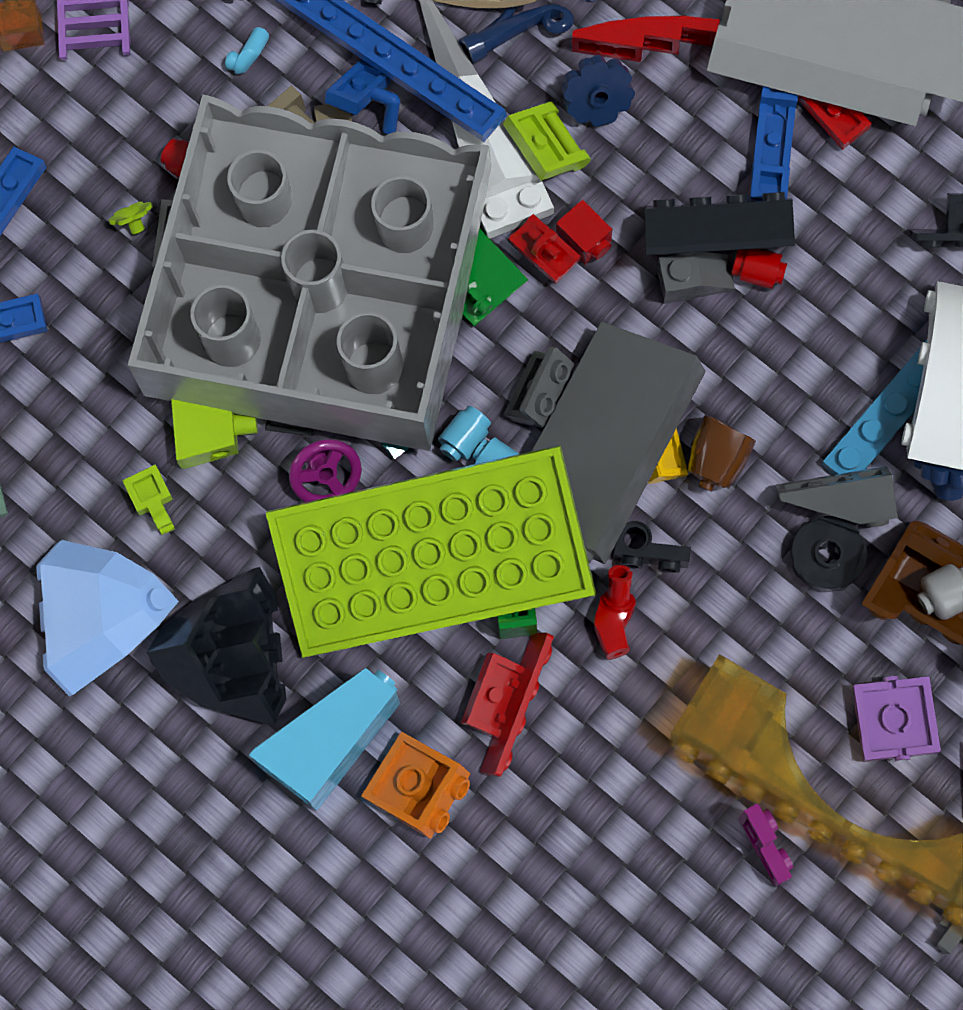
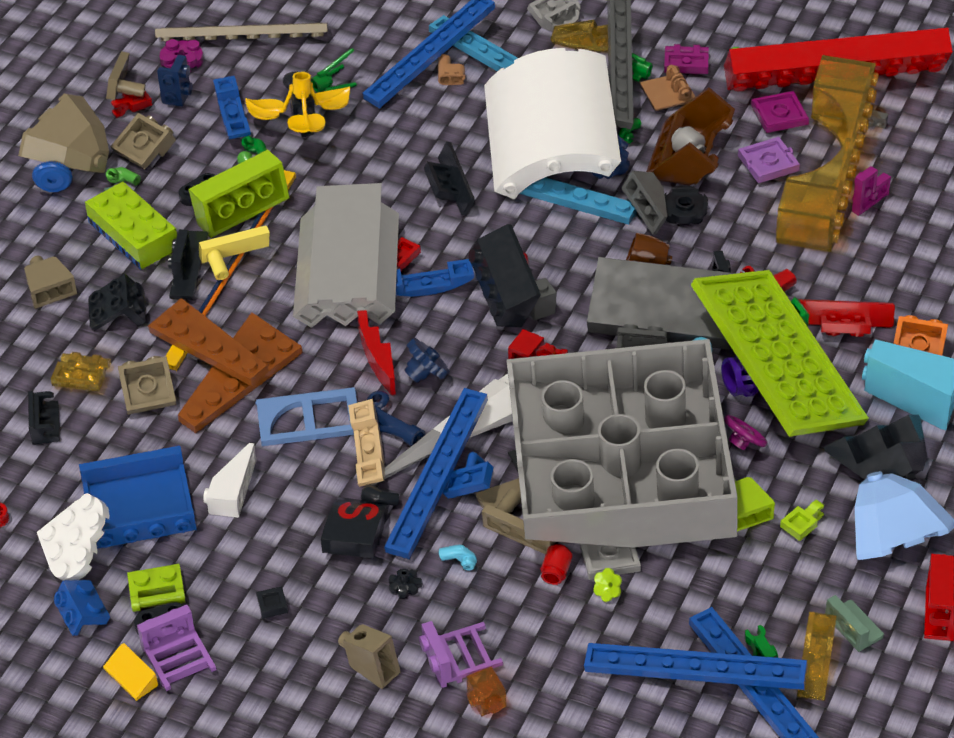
camera: 110 degrees left, 30 degrees down
(545, 141) = (474, 378): lime plate -> none

